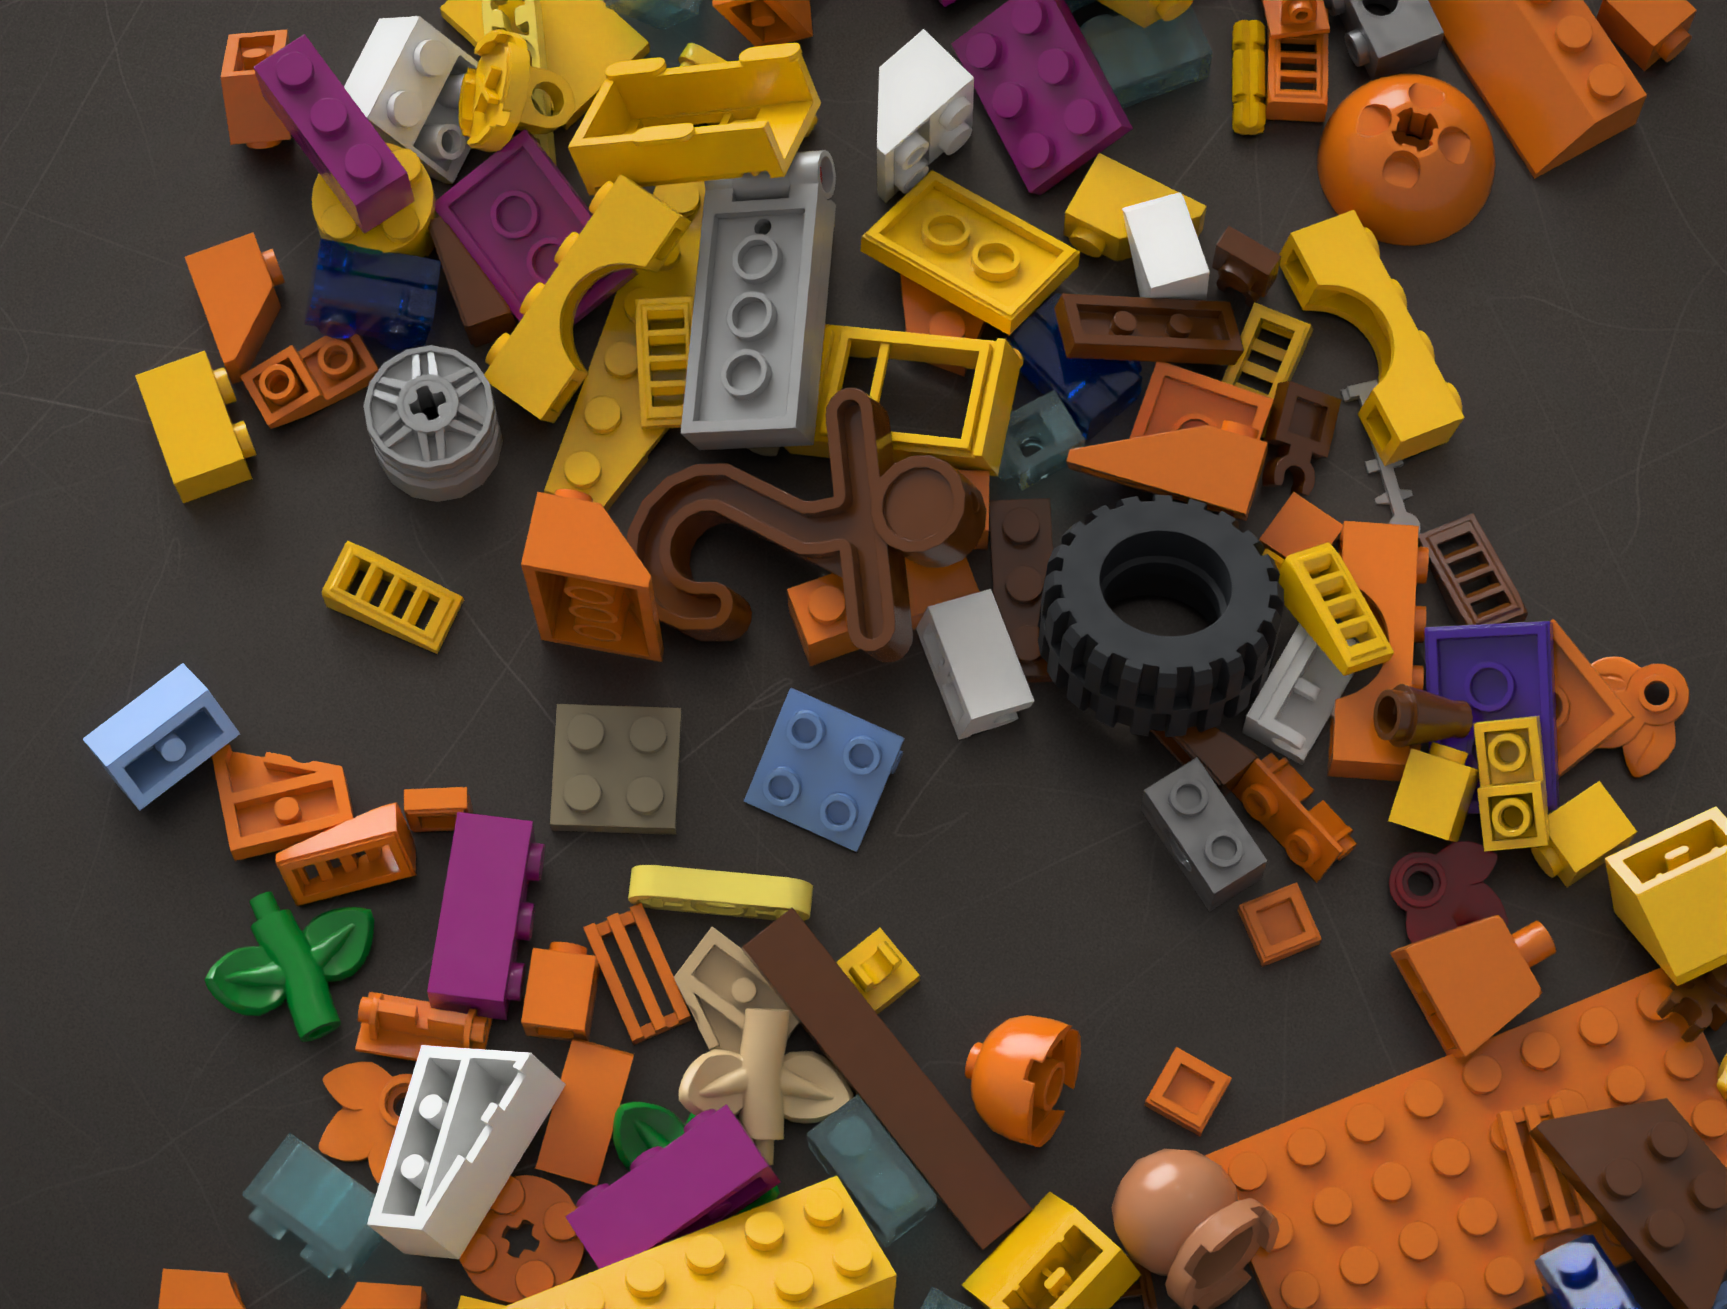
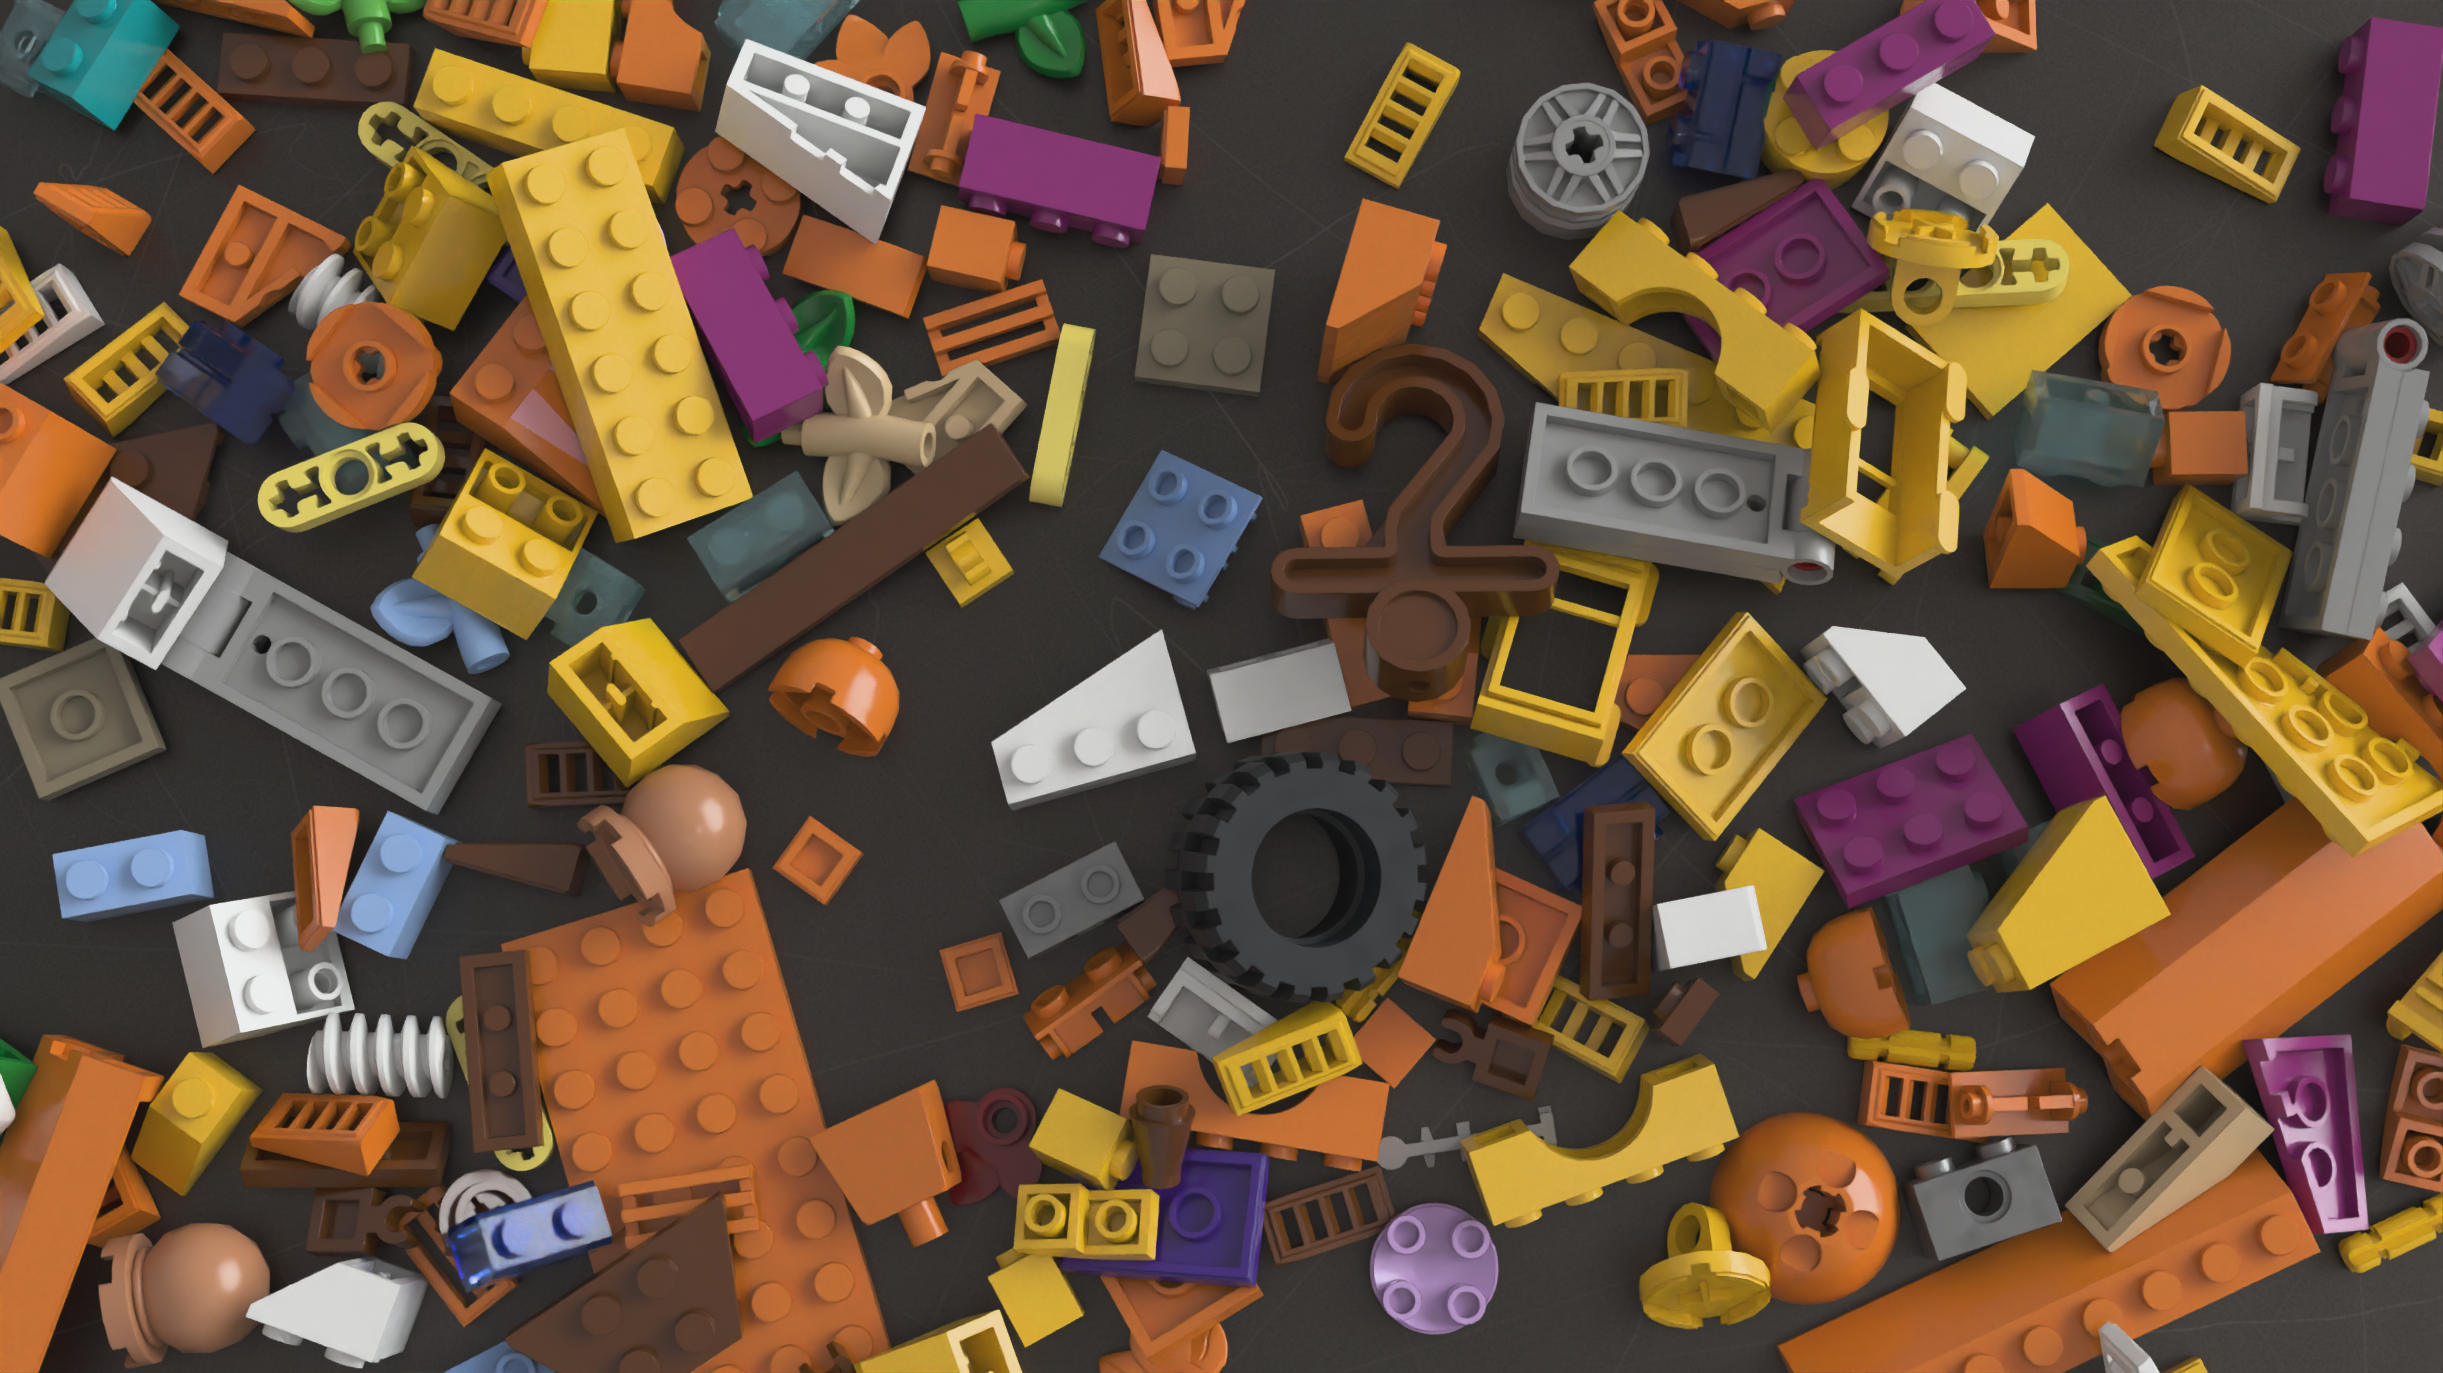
camera: 90 degrees right, 10 degrees up
(1034, 822) = (1099, 732): none -> white wedge
(1193, 123) = (1854, 978): none -> orange cylinder
(1486, 231) = (1703, 1277): none -> yellow tile
(1508, 477) = (1434, 1268): none -> lavender dish

